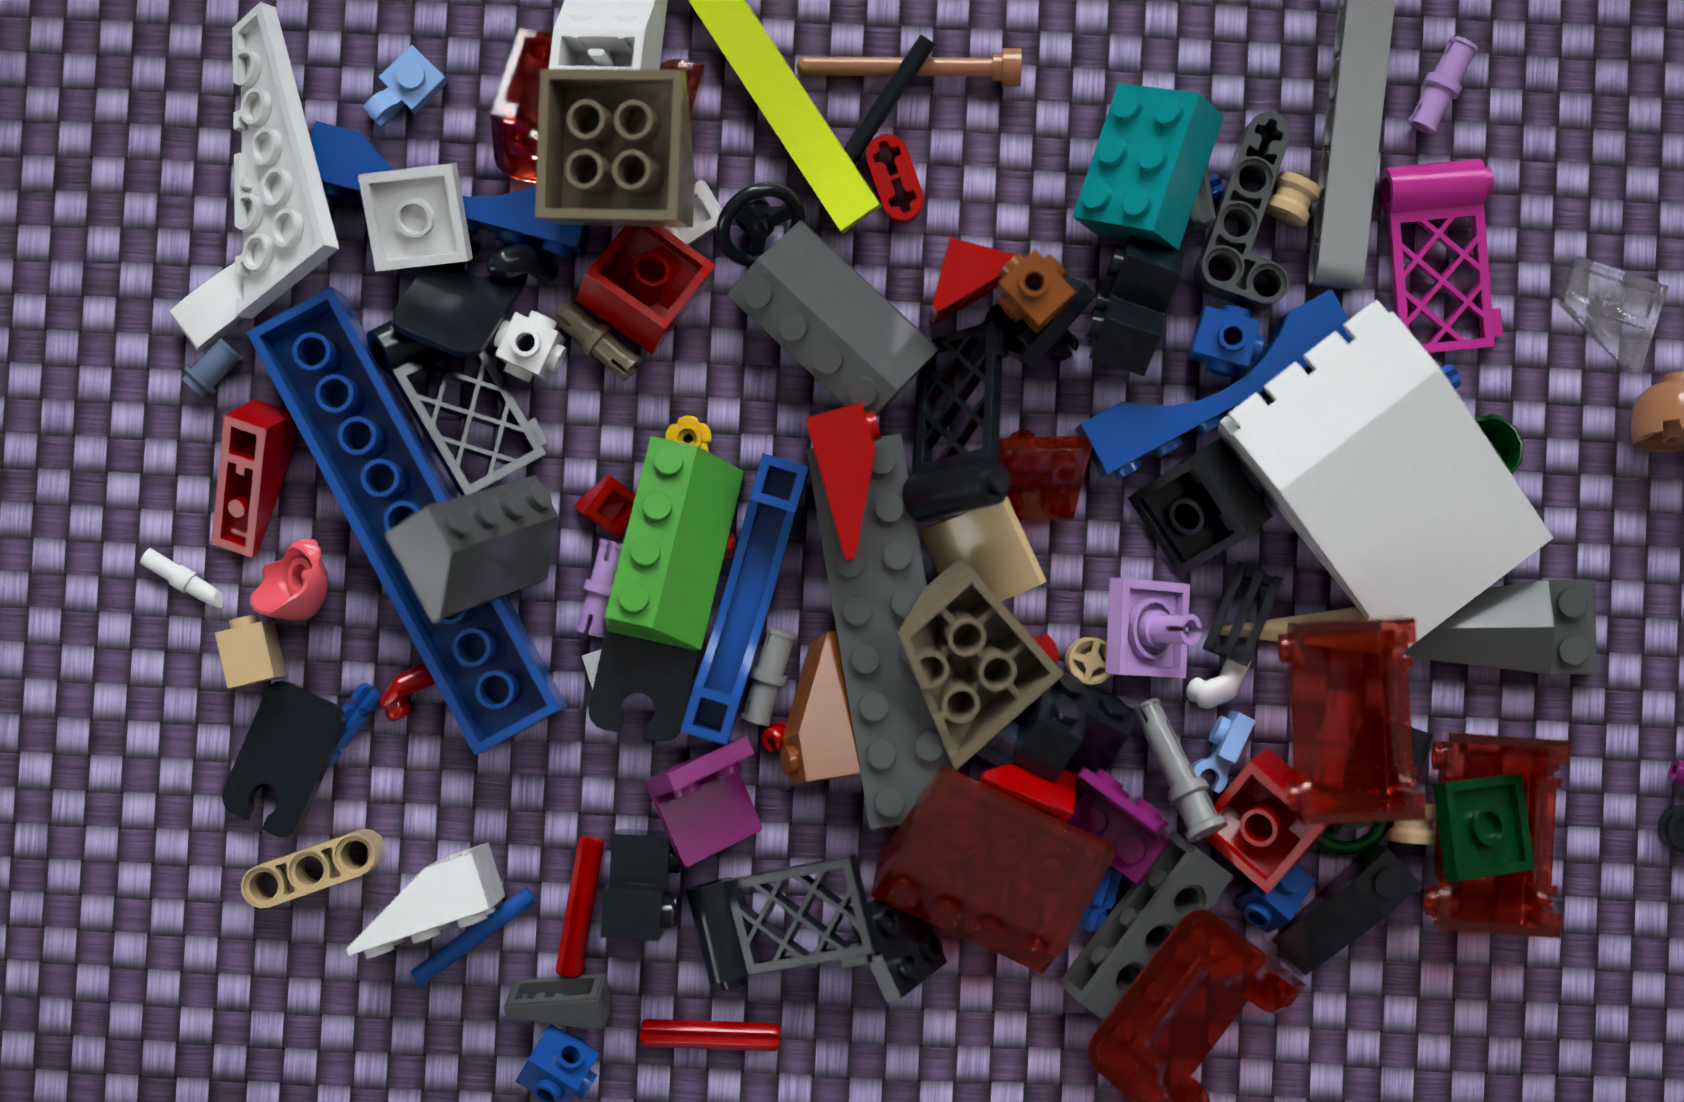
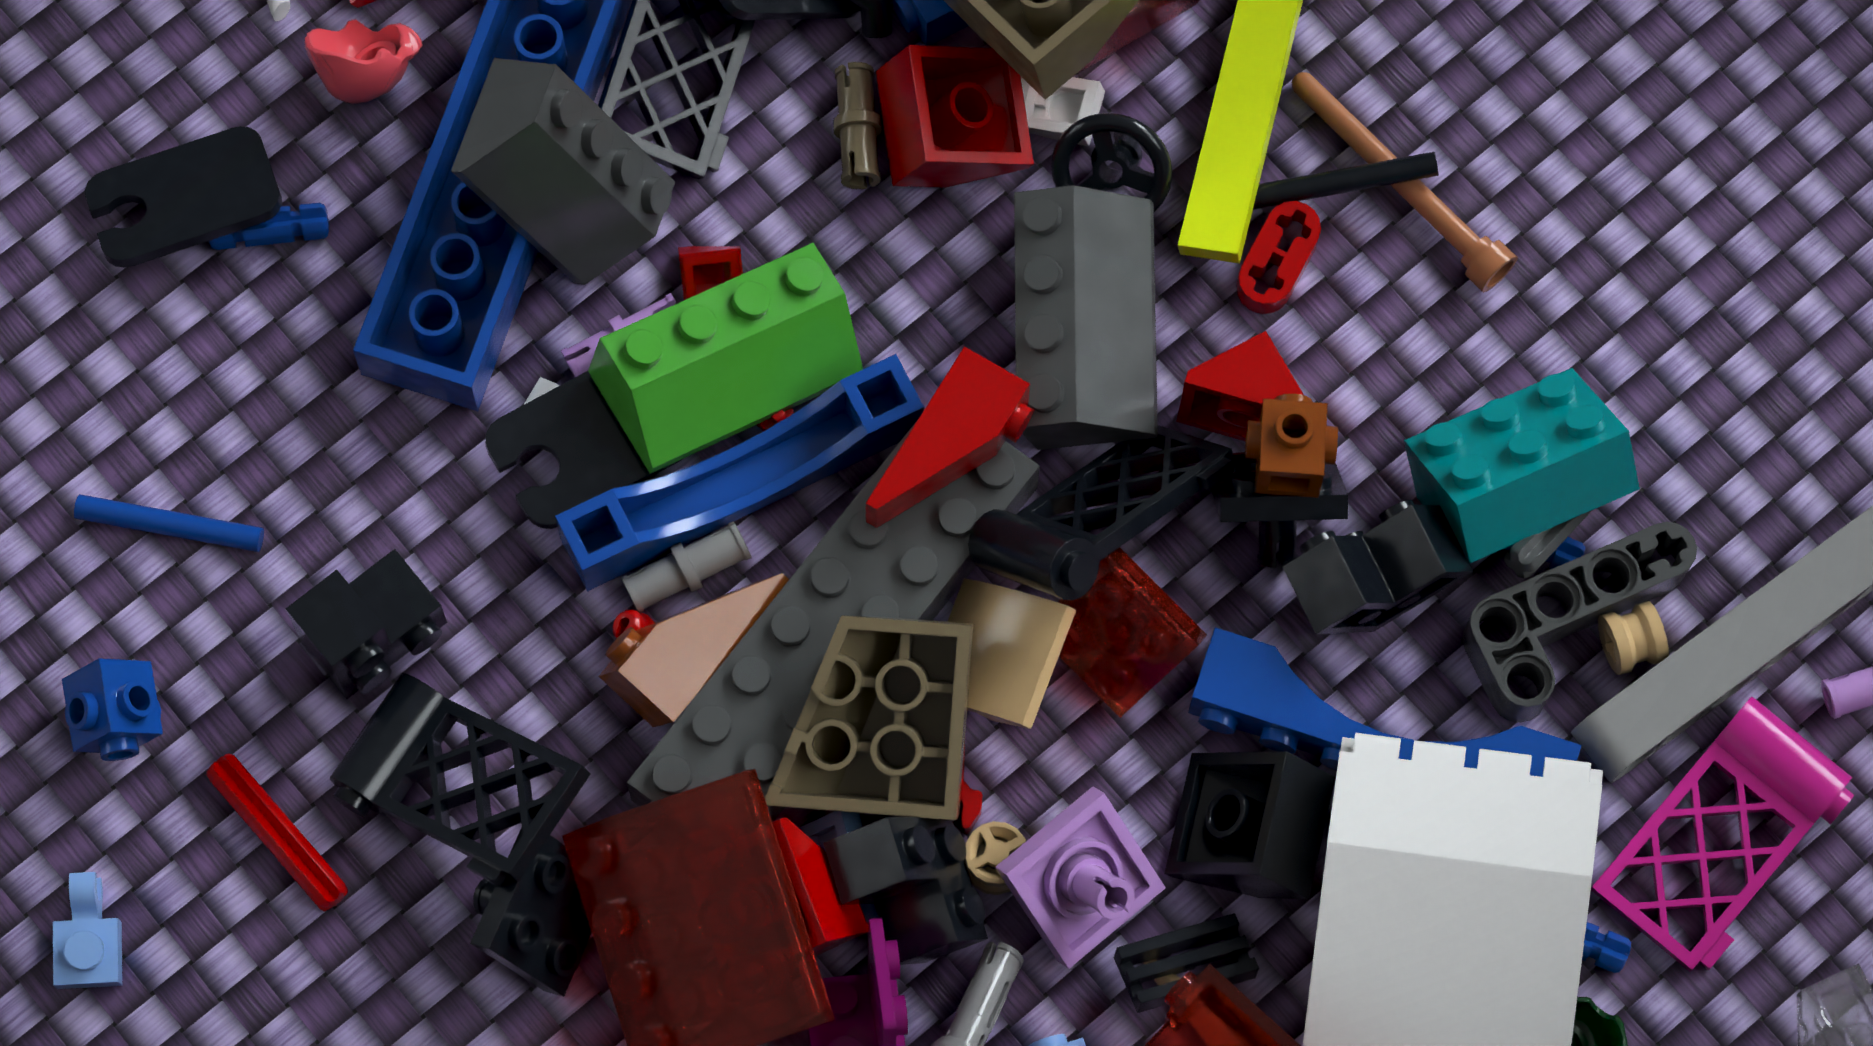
camera: 45 degrees right, 15 degrees down
(250, 652) = (258, 79): tan brick -> none
(292, 875) = (83, 293): tan beam -> none
(401, 687) = (349, 244): red arm -> none
(448, 890) = (173, 439): white slope -> none
(542, 358) = (792, 69): white brick -> none
(562, 1000) = (190, 664): dark grey slope -> none
(579, 906) = (268, 606): red axle -> none
(690, 426) = (859, 282): yellow plate -> none
(705, 802) = (508, 609): magenta bracket -> none
(1211, 348) = (1433, 694): blue brick -> none
(1217, 689) = (1090, 1012): white arm -> none

